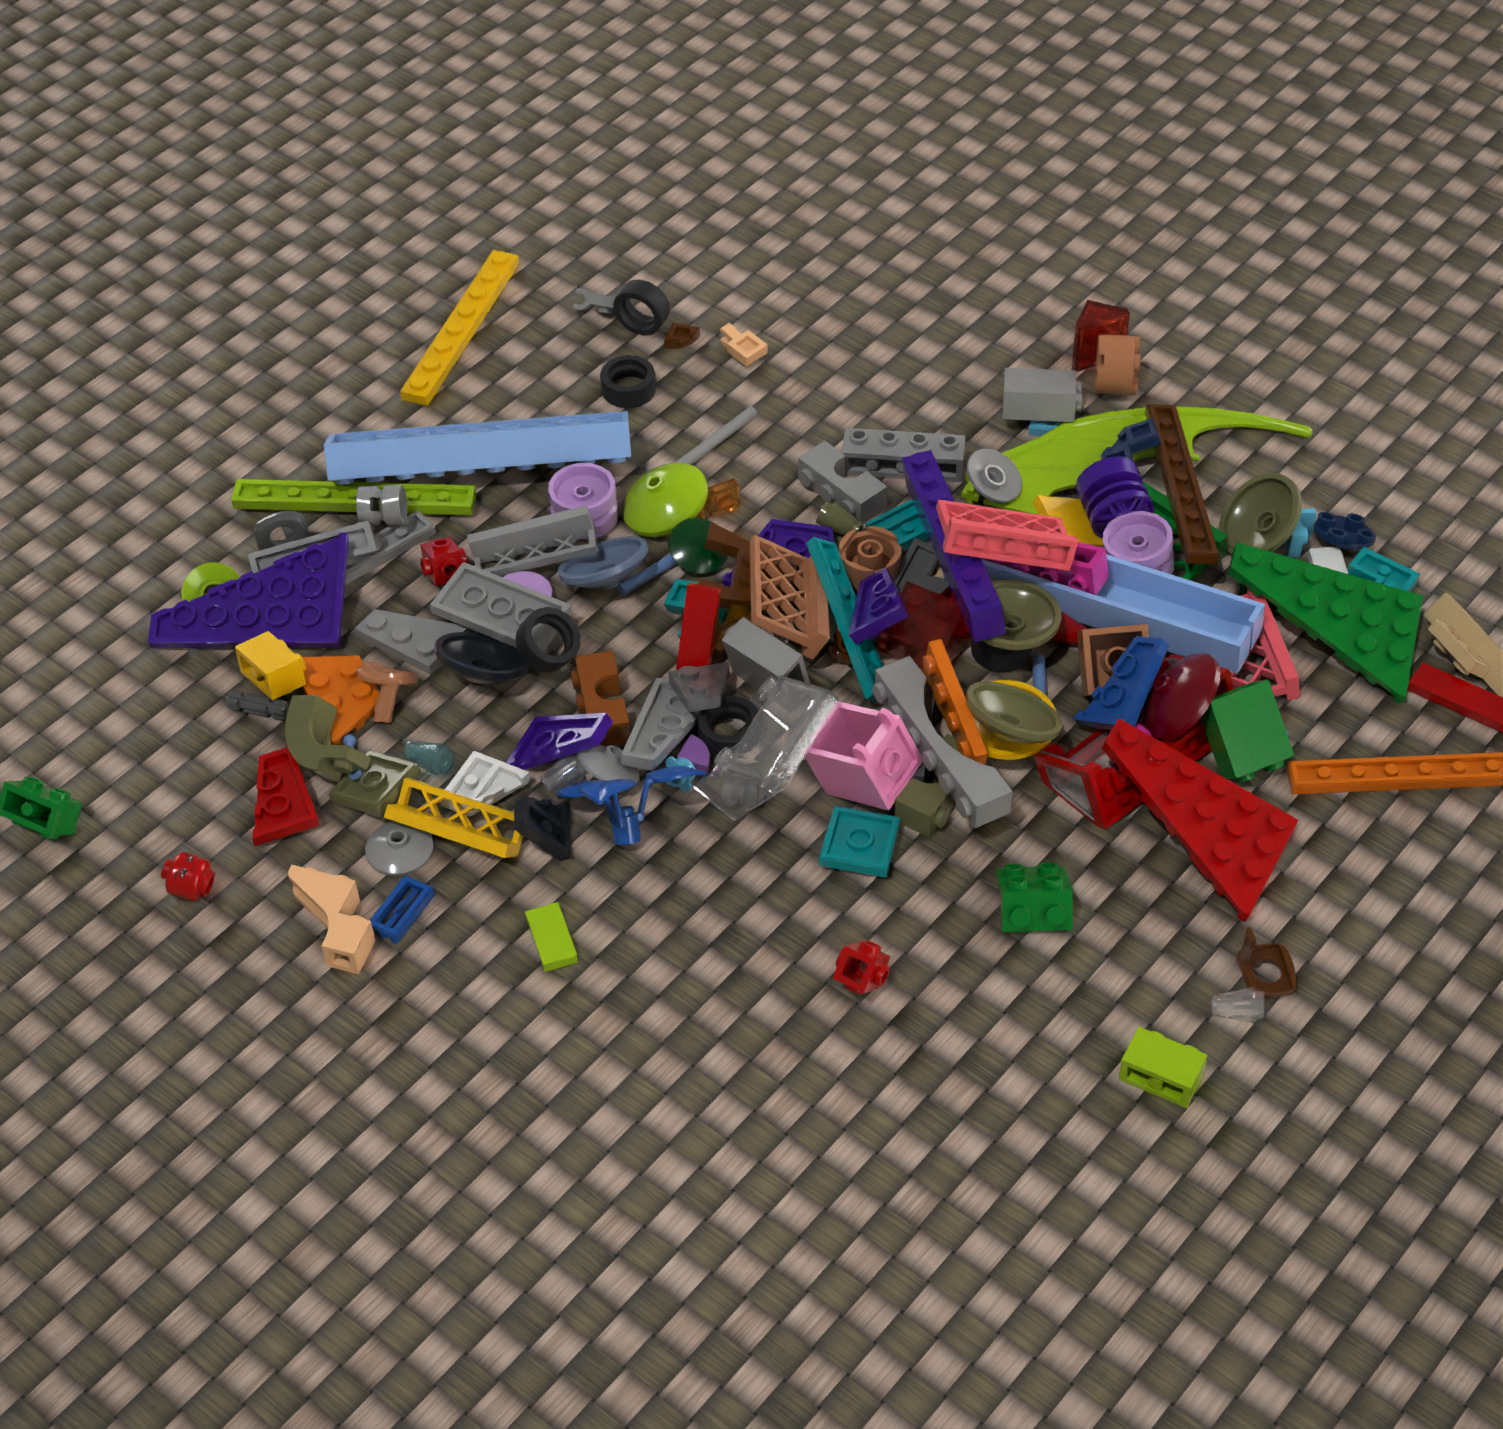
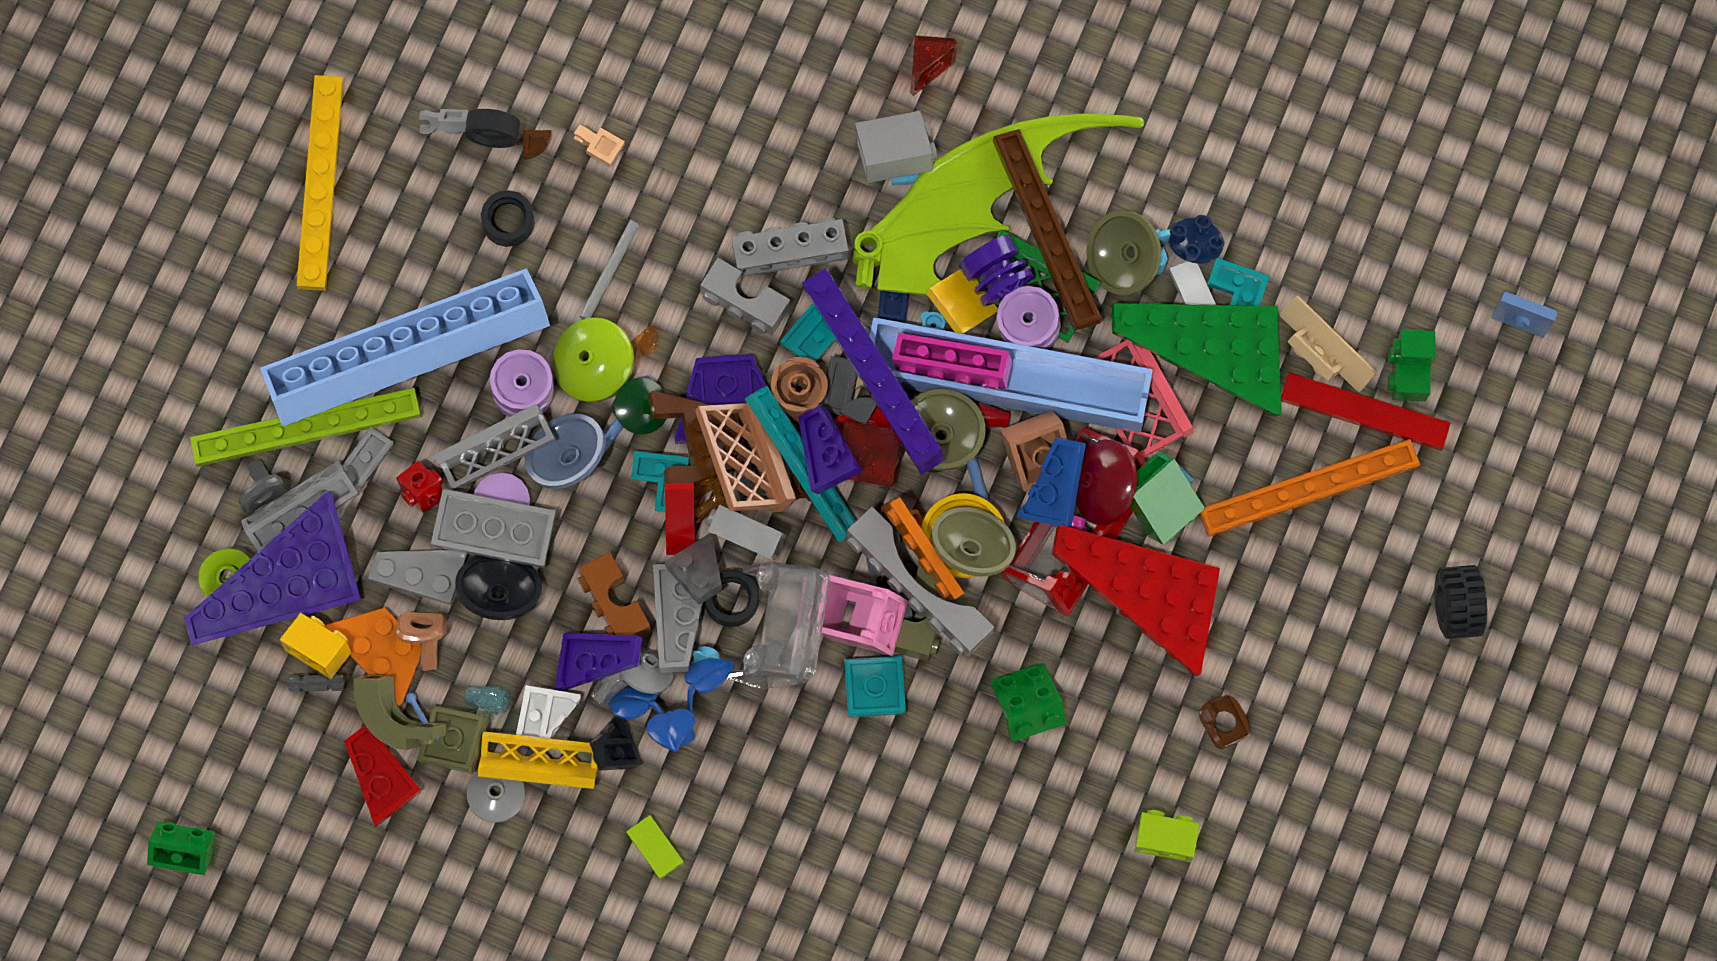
camera: 25 degrees left, 25 degrees up
(188, 876) = (336, 877): red head -> none
(333, 903) = (466, 868): light nougat arch -> none
(392, 504) = (352, 438): light grey wheel -> none
(406, 911) = (533, 857): blue tile -> none
(566, 628) = (571, 555): black tyre -> none
(696, 752) = (710, 633): medium lavender tile -> none
(838, 518) = (755, 342): olive cone -> none
(852, 971) = (914, 814): red brick -> none
(994, 475) = (890, 262): light grey dish -> none
(1006, 535) = (929, 380): coral fence -> none
(1117, 364) = (955, 94): nougat brick -> none
(1133, 439) = (991, 188): dark blue tile -> none
(1239, 1005) = (1211, 762): clear cone -> none

